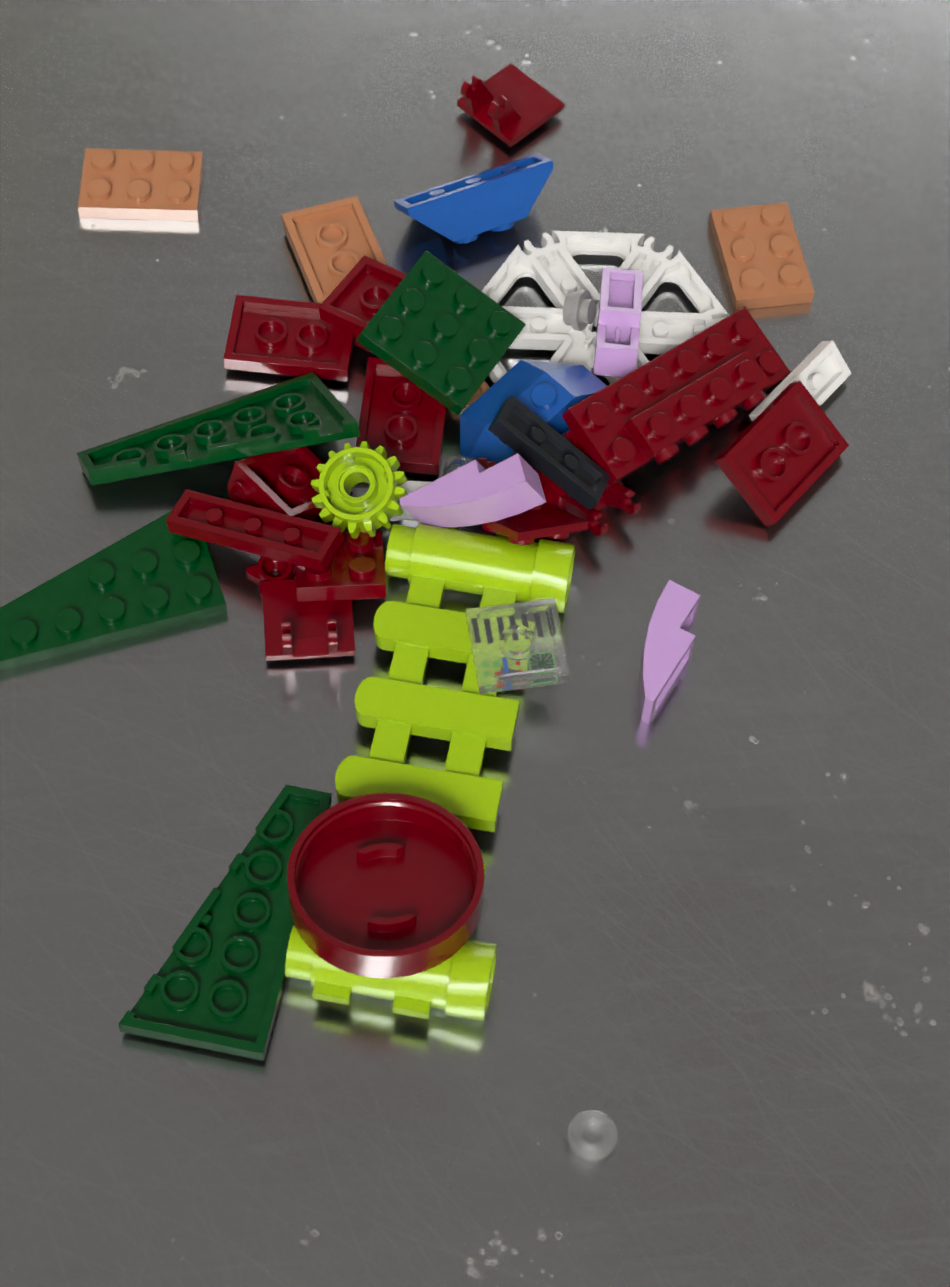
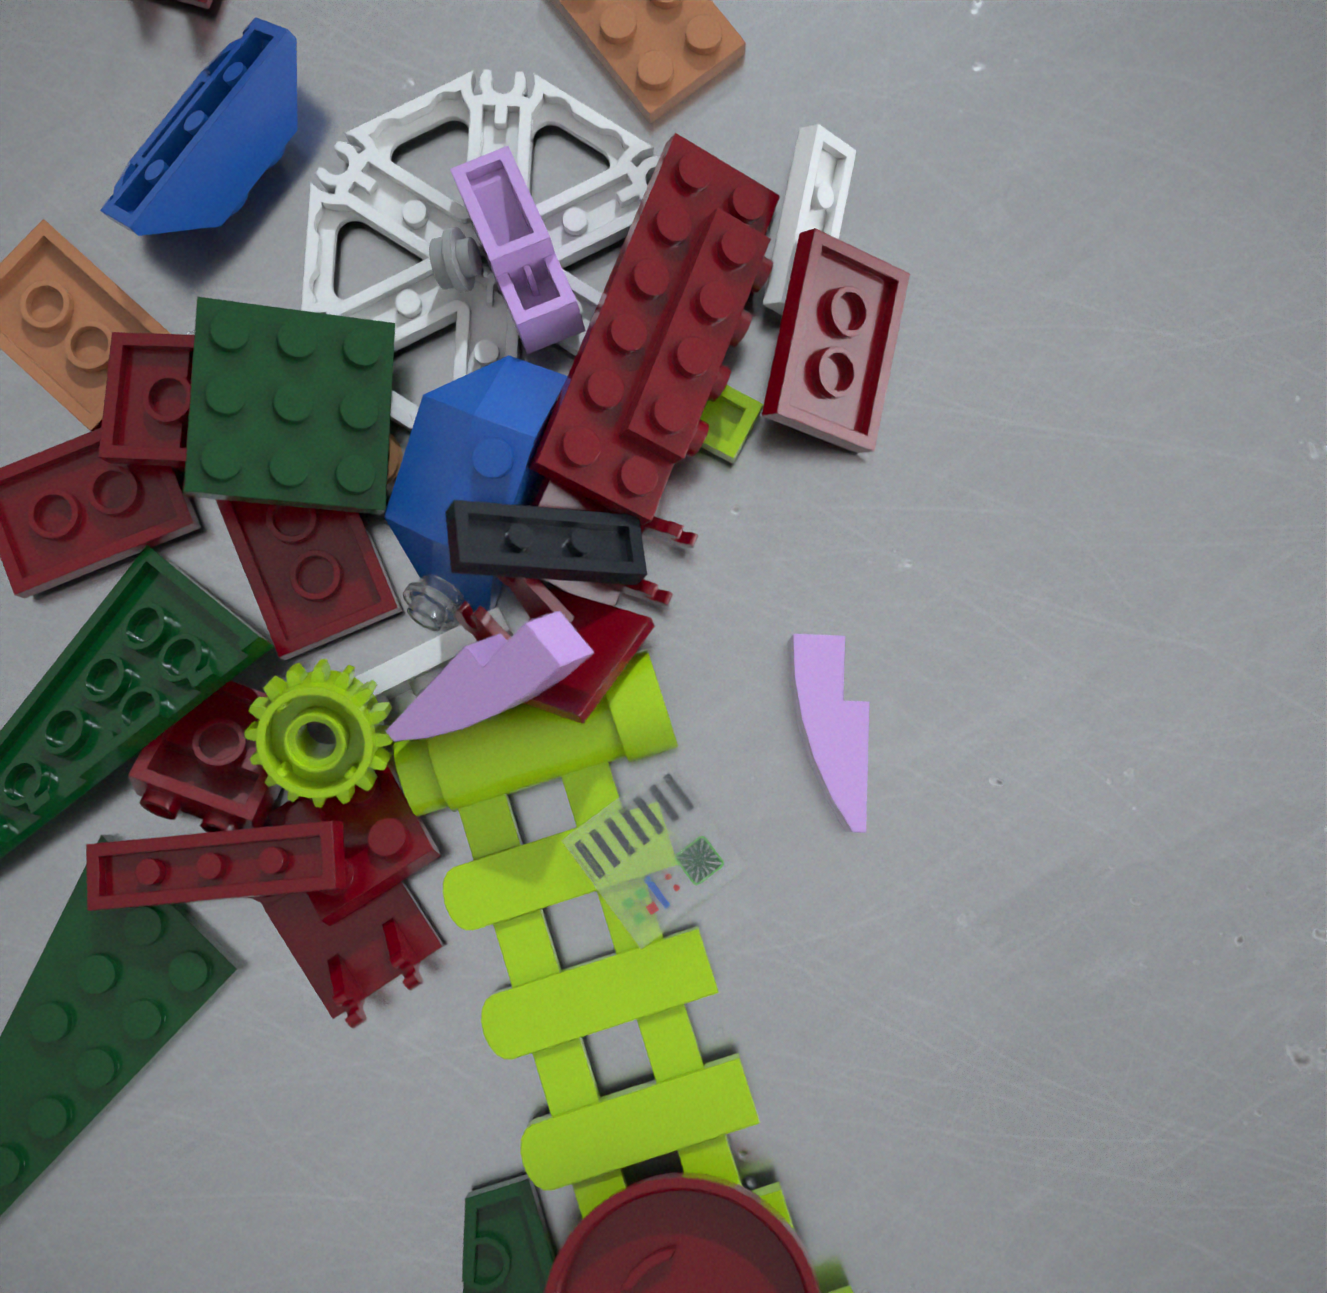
camera: 25 degrees left, 25 degrees up
(691, 466) = (729, 422): none -> lime plate

